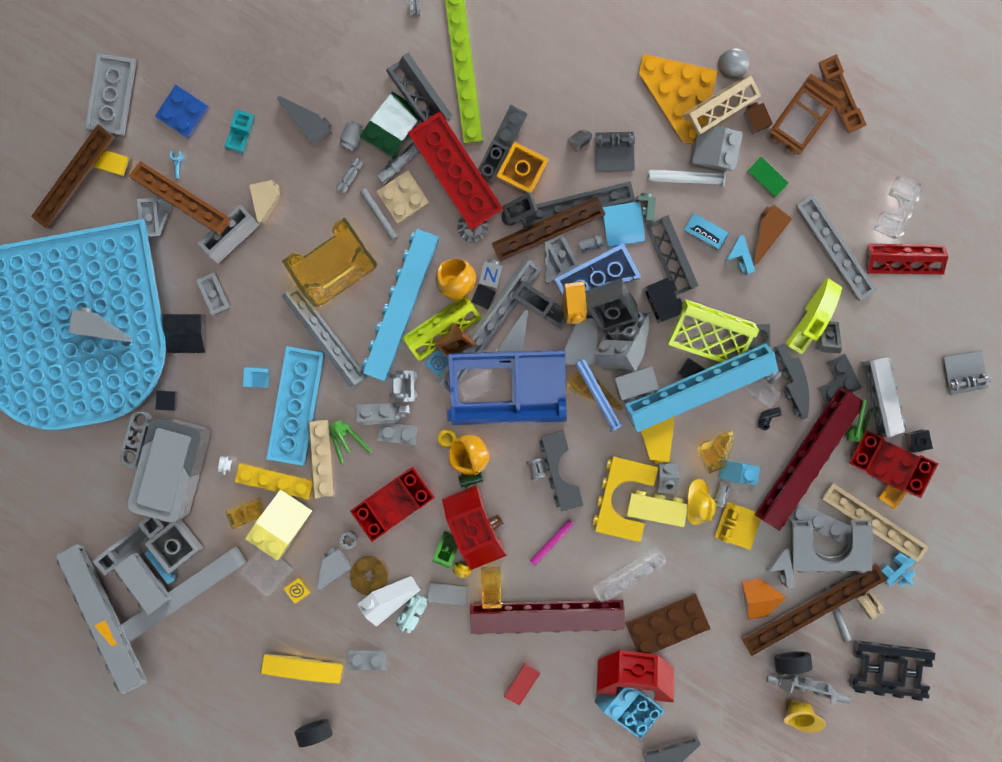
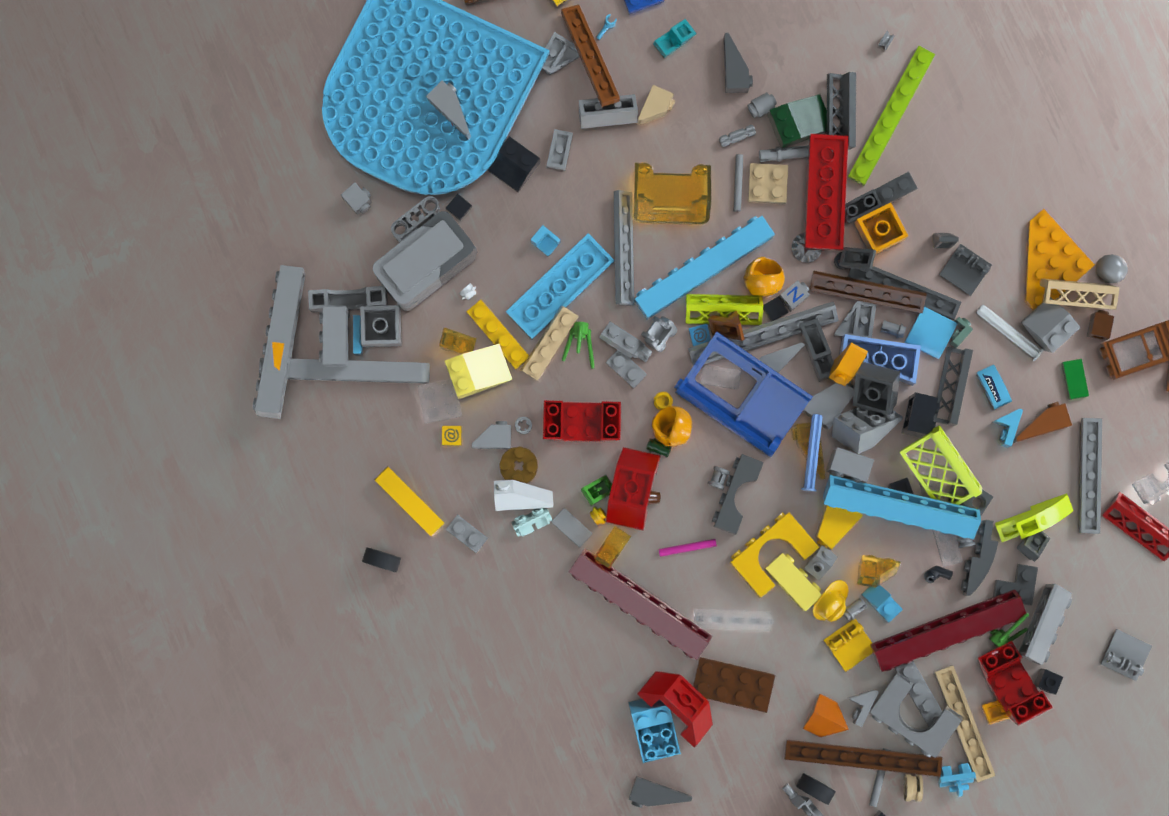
camera: 35 degrees right, 5 degrees down
(78, 454) = (357, 198): none -> light grey brick
(521, 684) = (578, 646): red slope -> none

